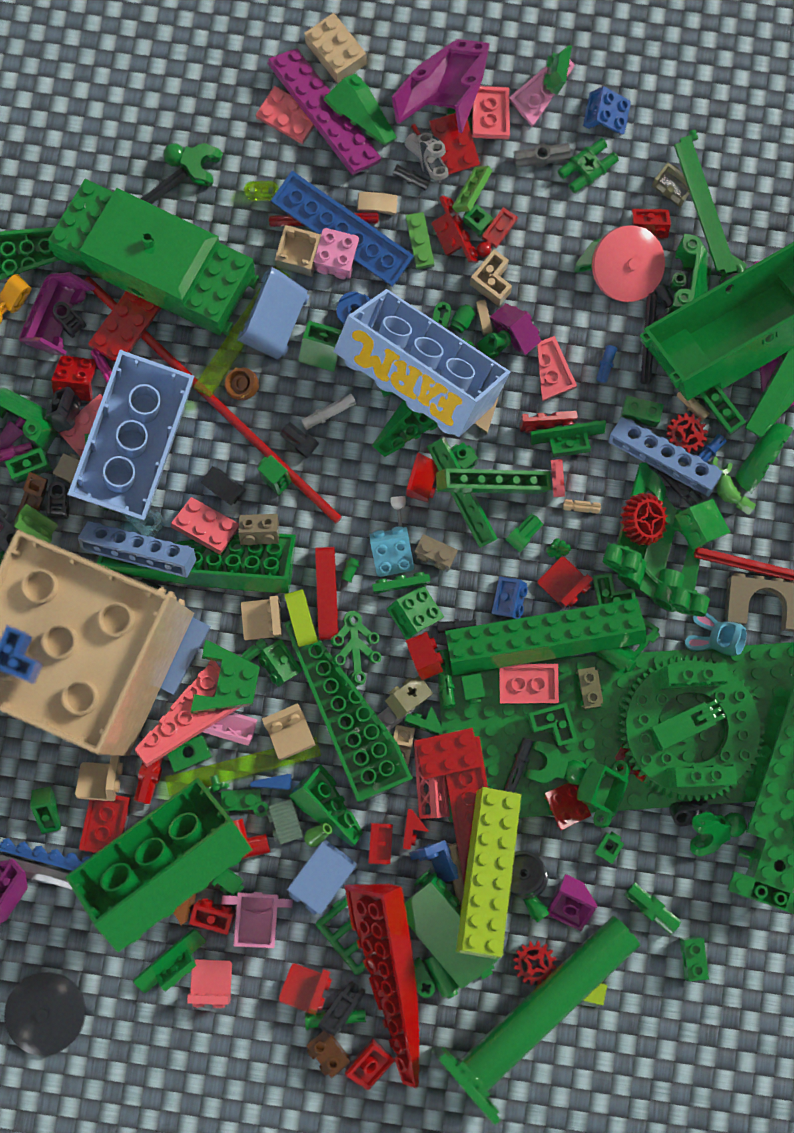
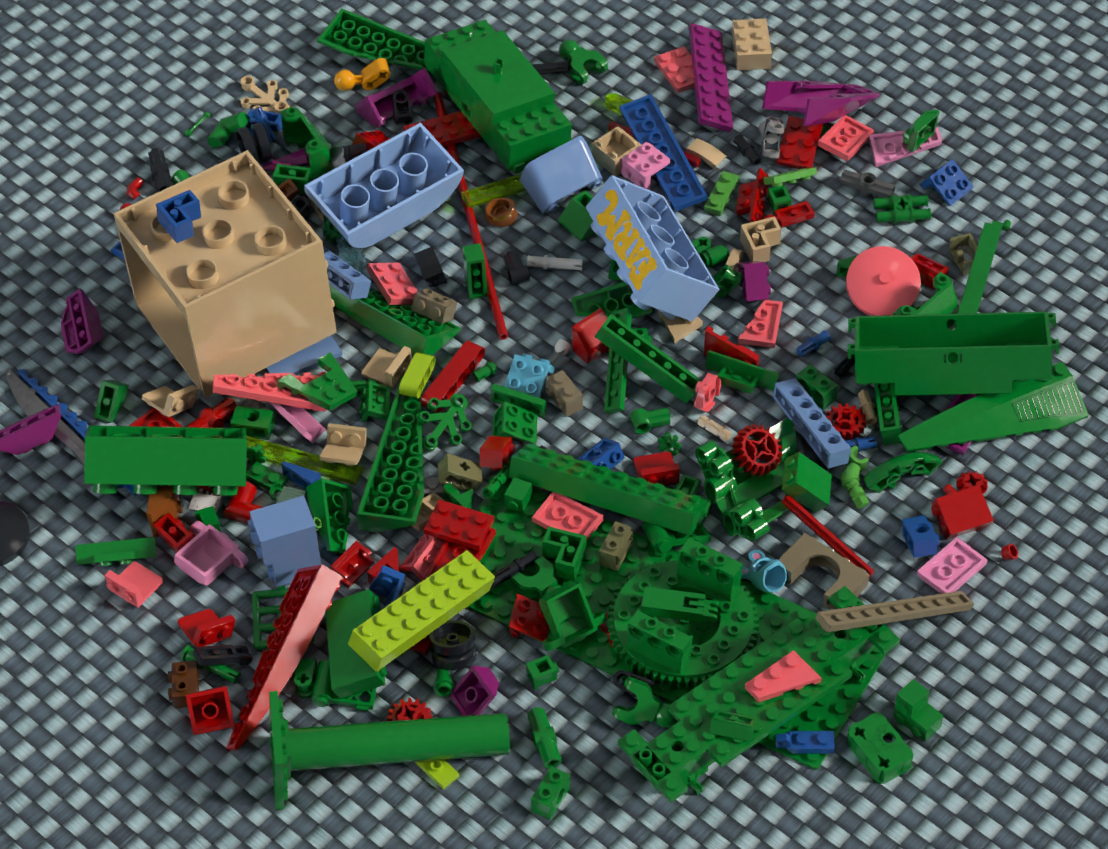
camera: 35 degrees right, 30 degrees down
(357, 102) = (741, 84): green wedge -> none

